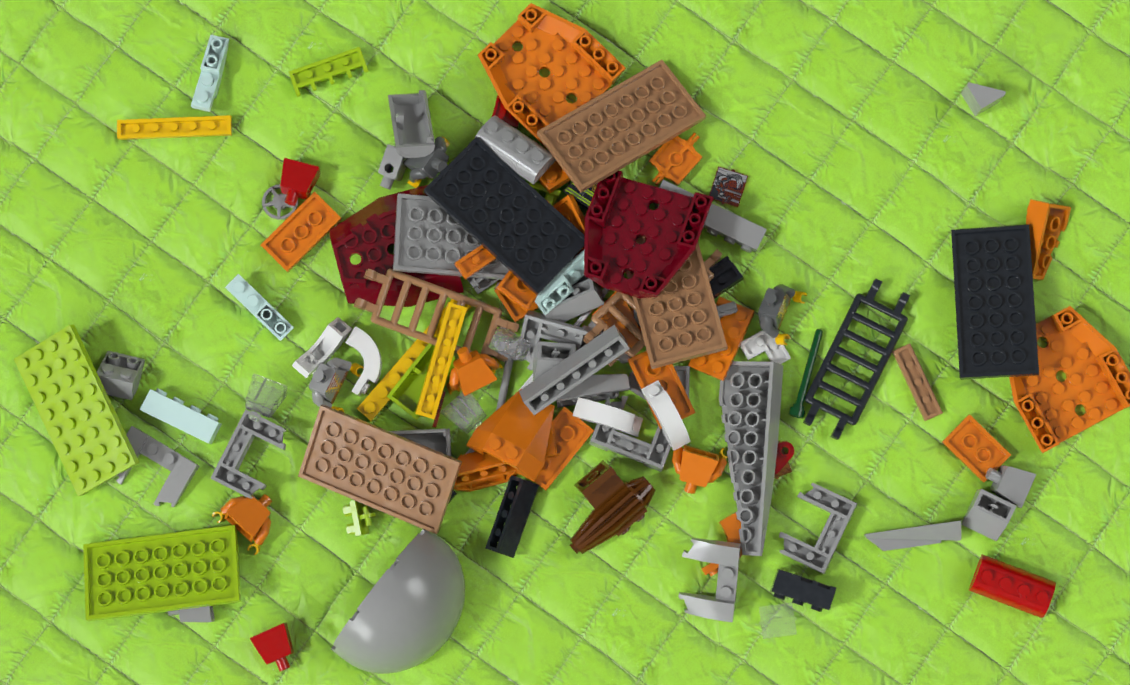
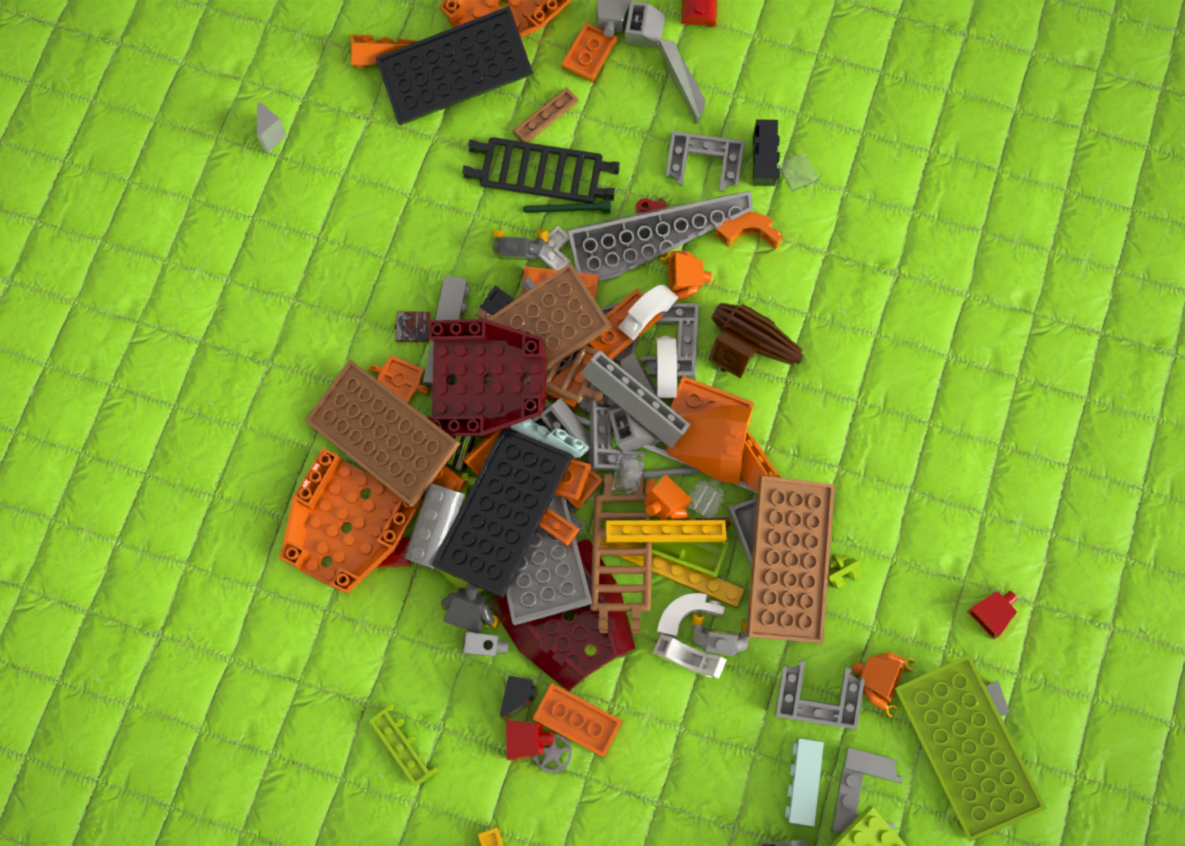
camera: 110 degrees left, 10 degrees down
(259, 307) = (668, 737): light aqua slope -> none
(264, 397) = (757, 701): clear torso -> none
(337, 183) = (517, 696): none -> black slope
(407, 610) = (918, 484): light grey windscreen -> none
(411, 124) = (436, 634): light grey container -> none
(520, 496) = (790, 424): black brick -> none
(727, 556) = (761, 220): light grey wedge -> none

